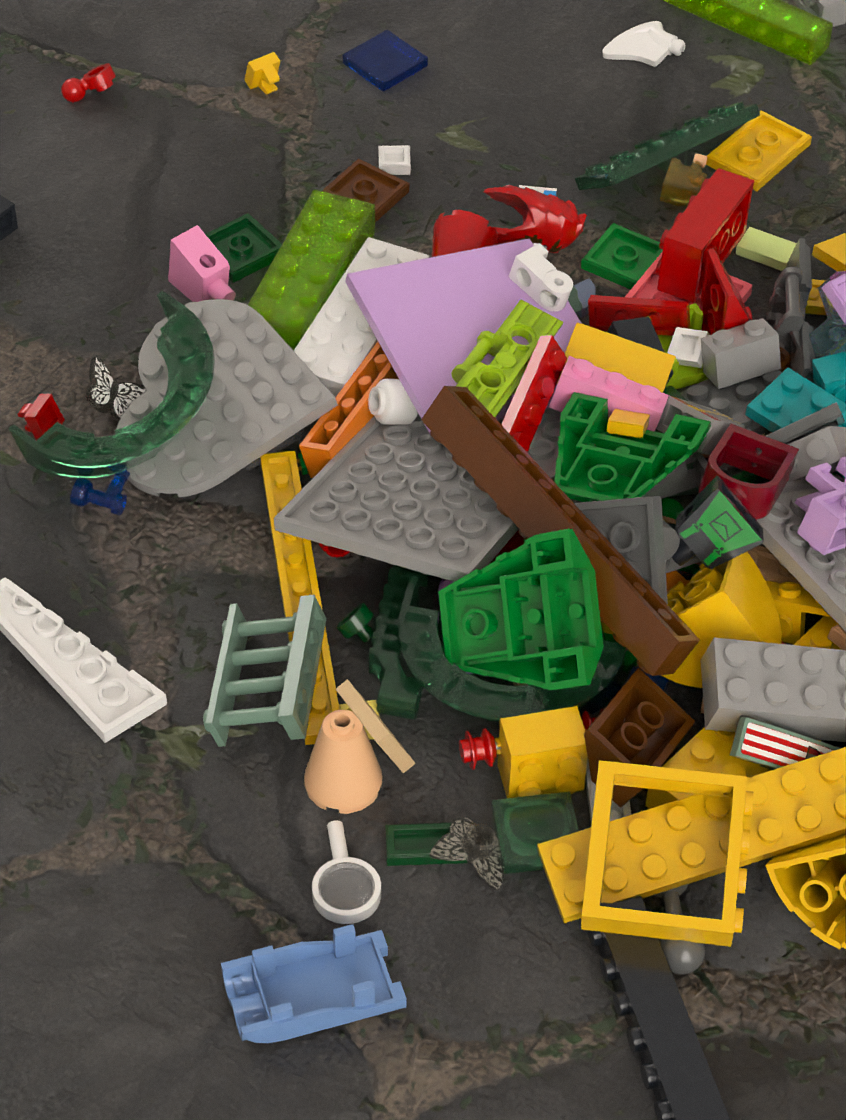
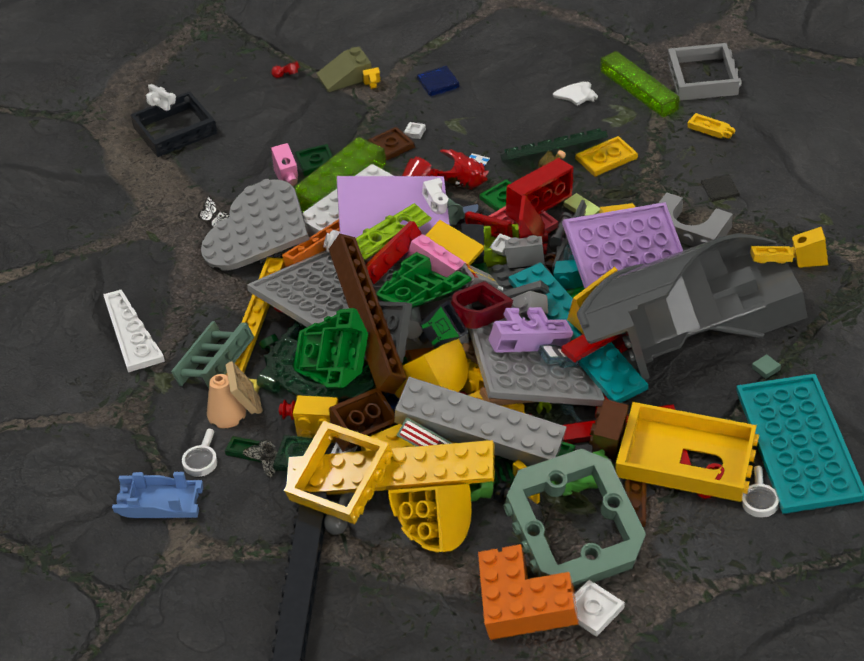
camera: 25 degrees right, 5 degrees down
(41, 415) = (177, 221): red tile -> none
(83, 493) = (178, 259): clear blue piece -> none
(190, 374) = (217, 232): clear green windscreen -> none
(205, 66) = (344, 69): none -> olive slope
(628, 423) = (436, 272): yellow tile -> none

